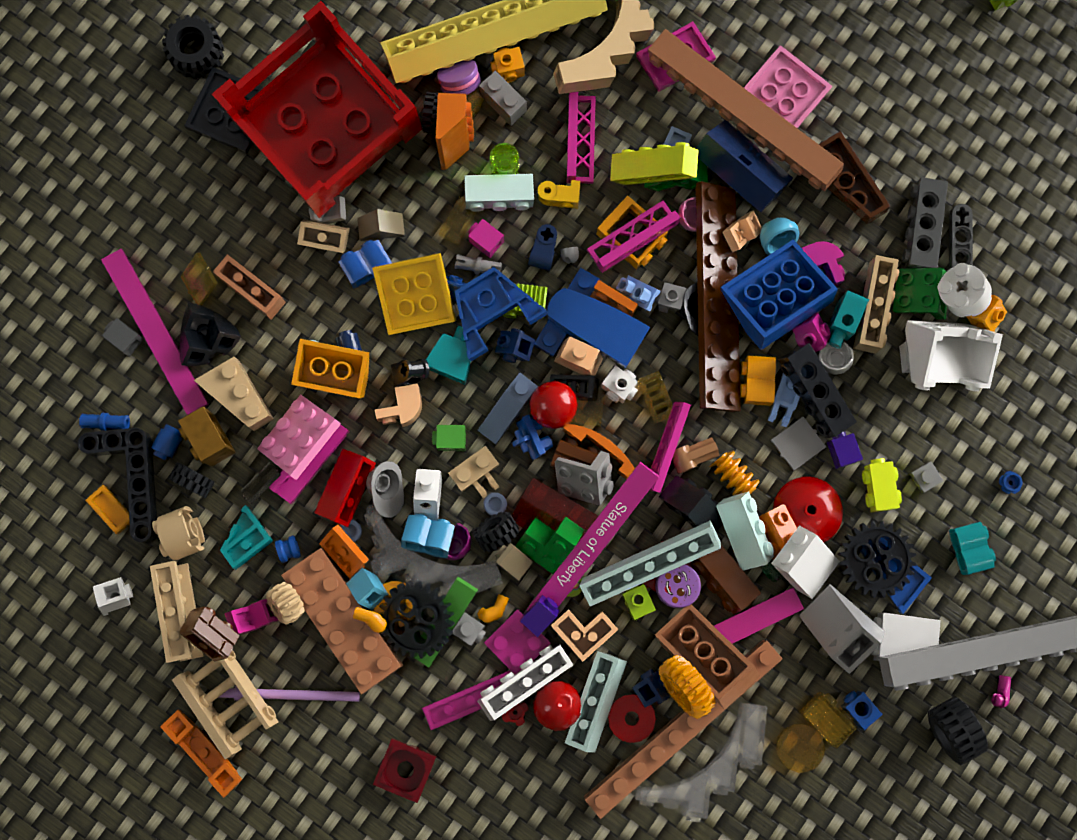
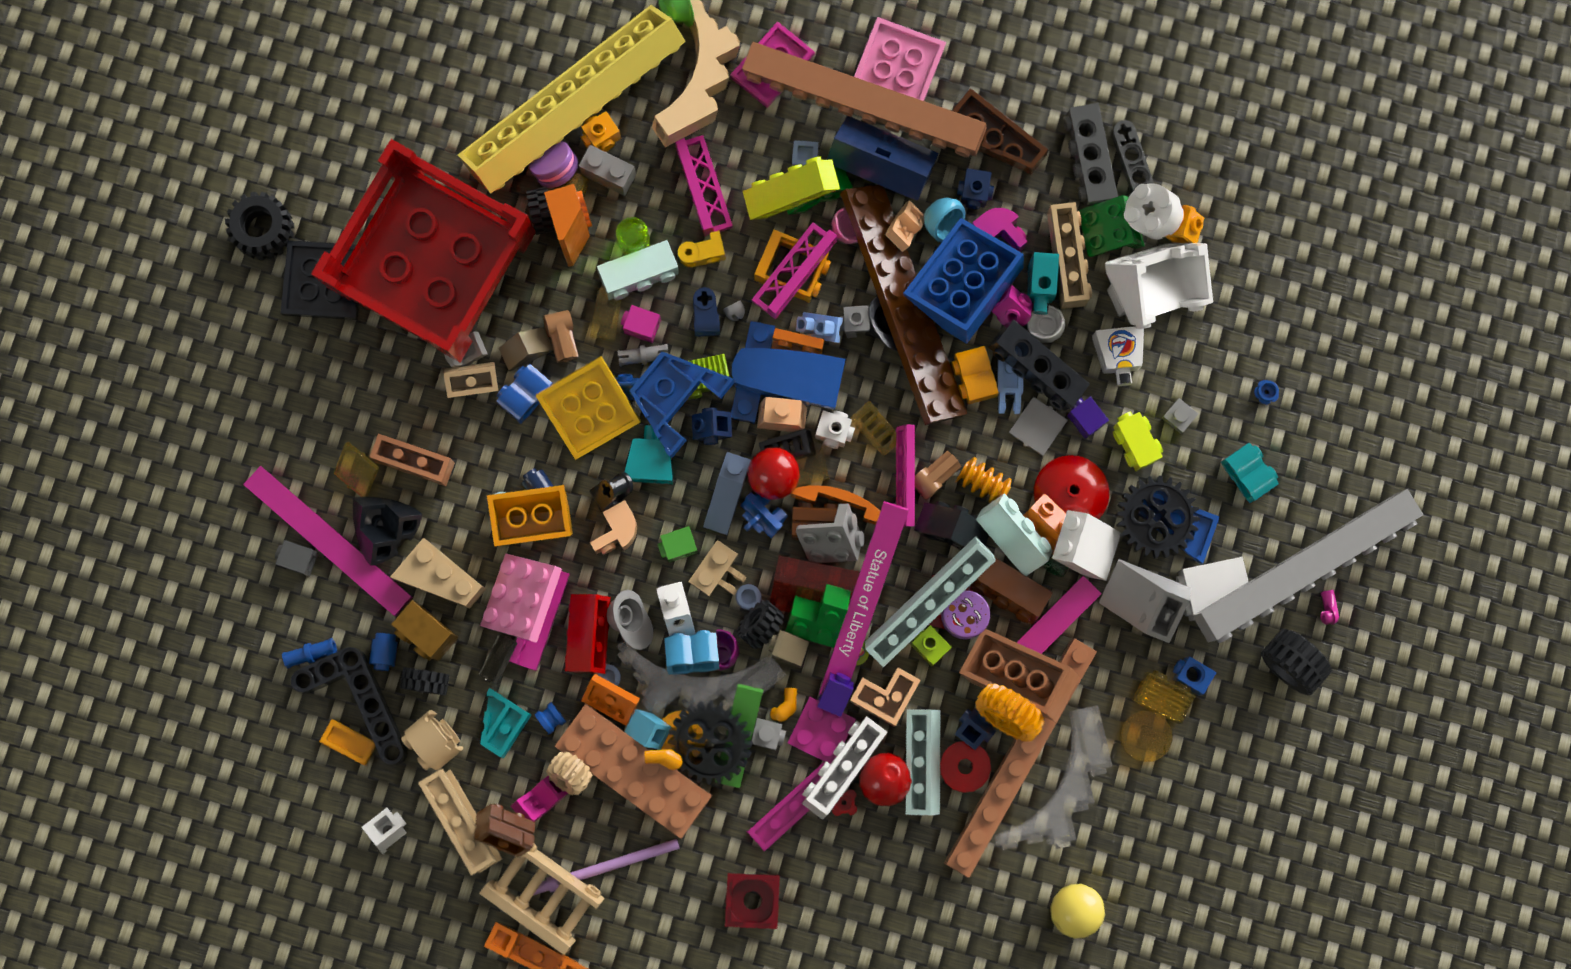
camera: 20 degrees left, 0 degrees up
(414, 220) = (560, 329): none -> medium nougat piece
(814, 219) = (975, 189): none -> dark blue brick
(892, 403) = (1120, 352): none -> white torso

